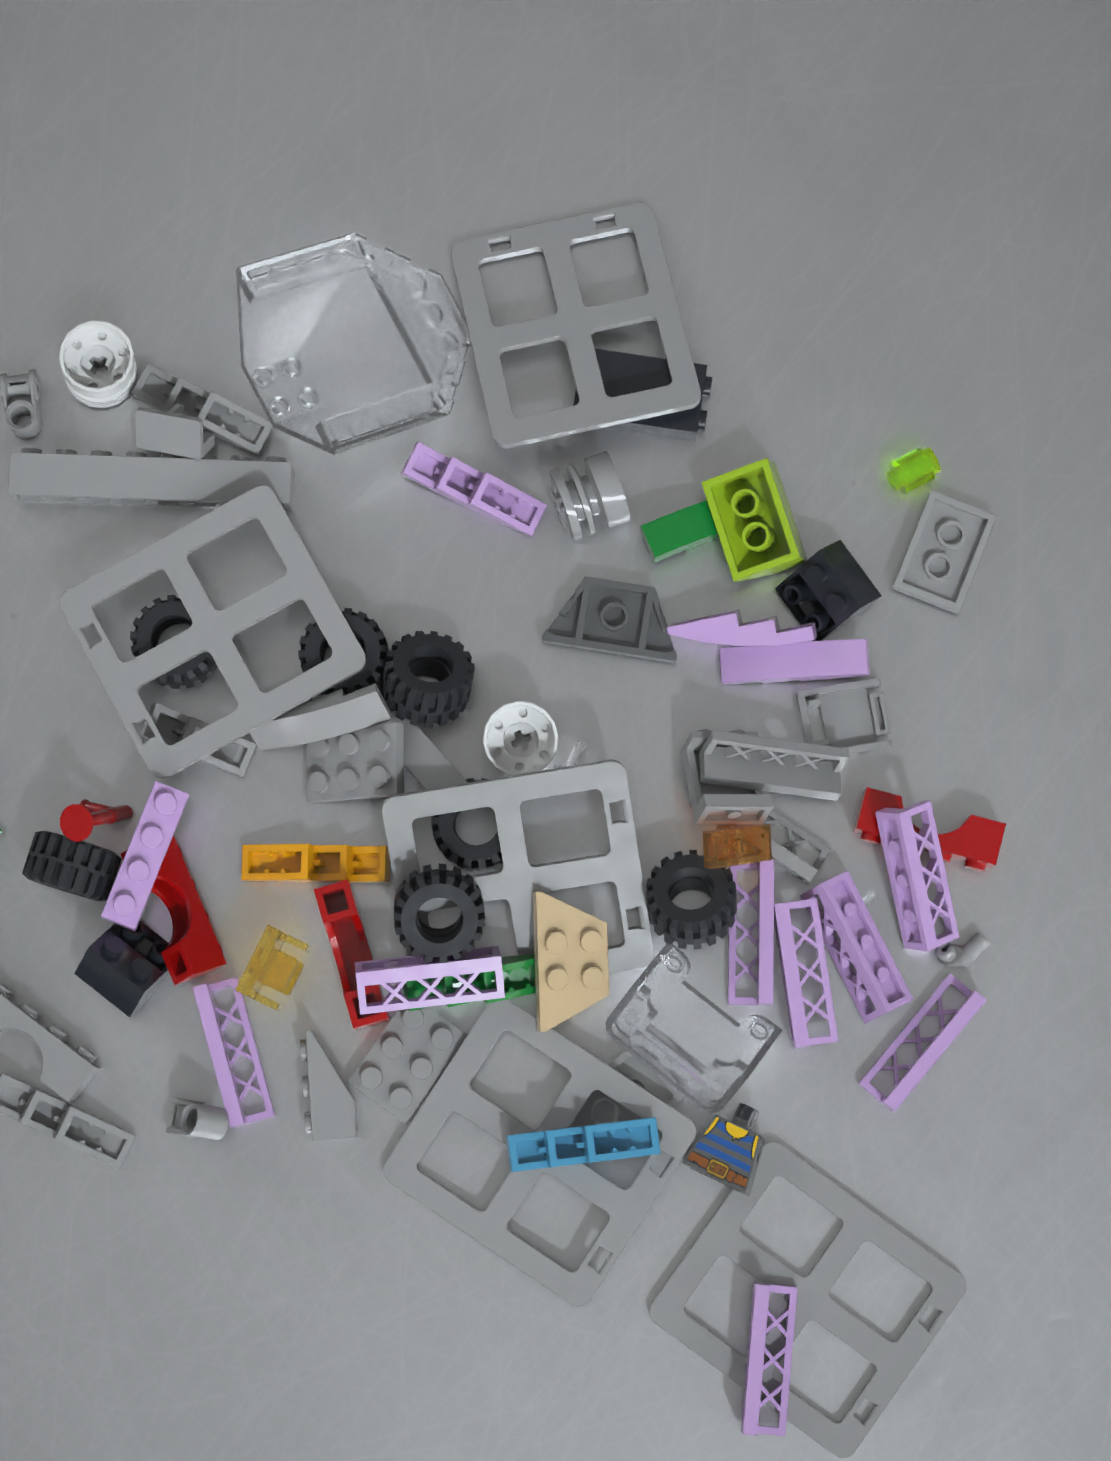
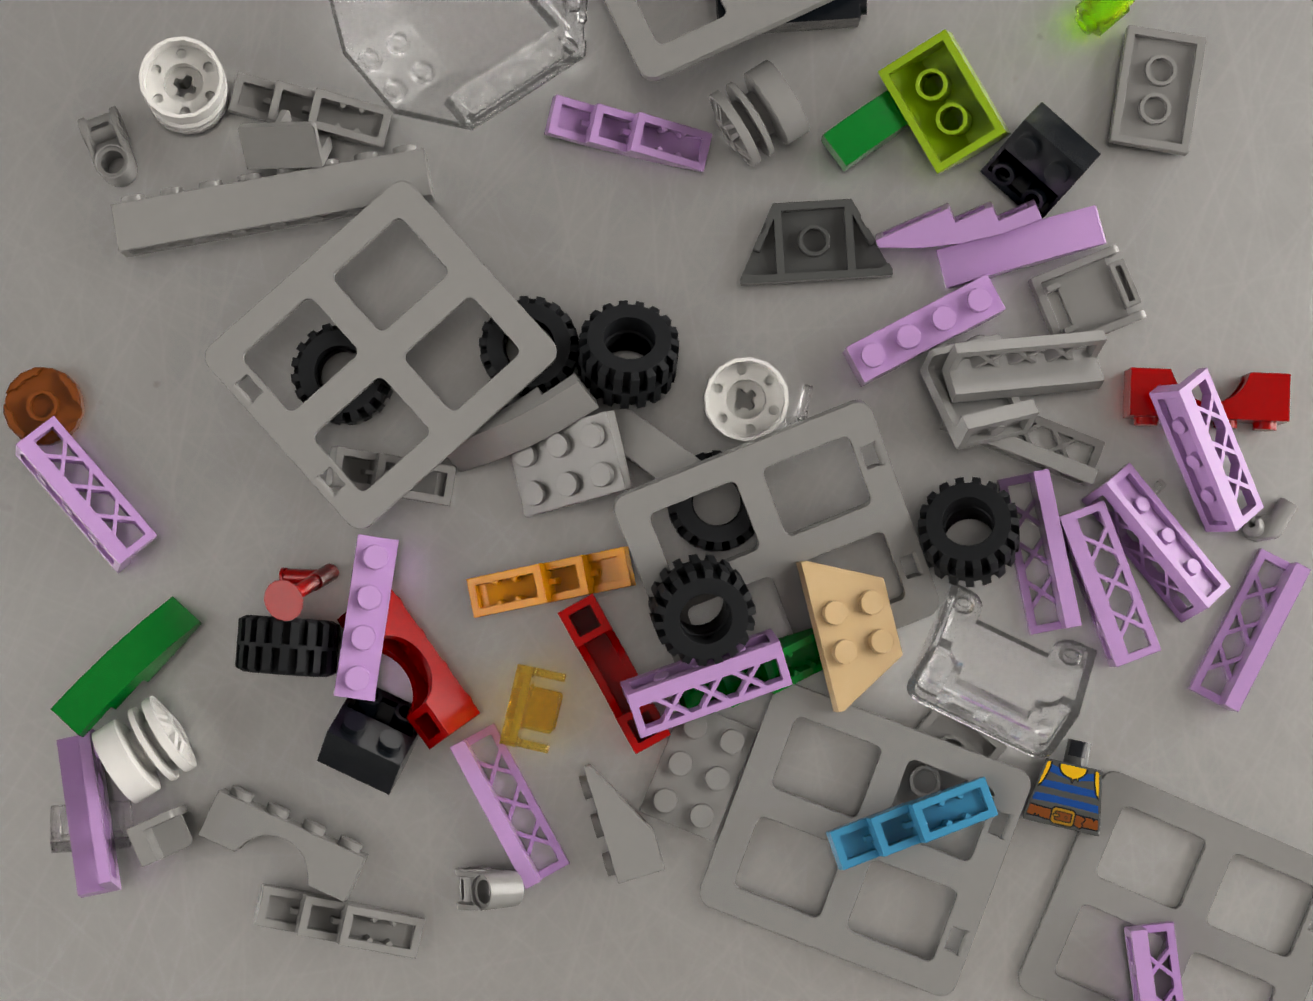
camera: 15 degrees left, 5 degrees up
(681, 716) = (923, 330): none -> lavender arch
(736, 845) = (1007, 462): clear orange slope -> none

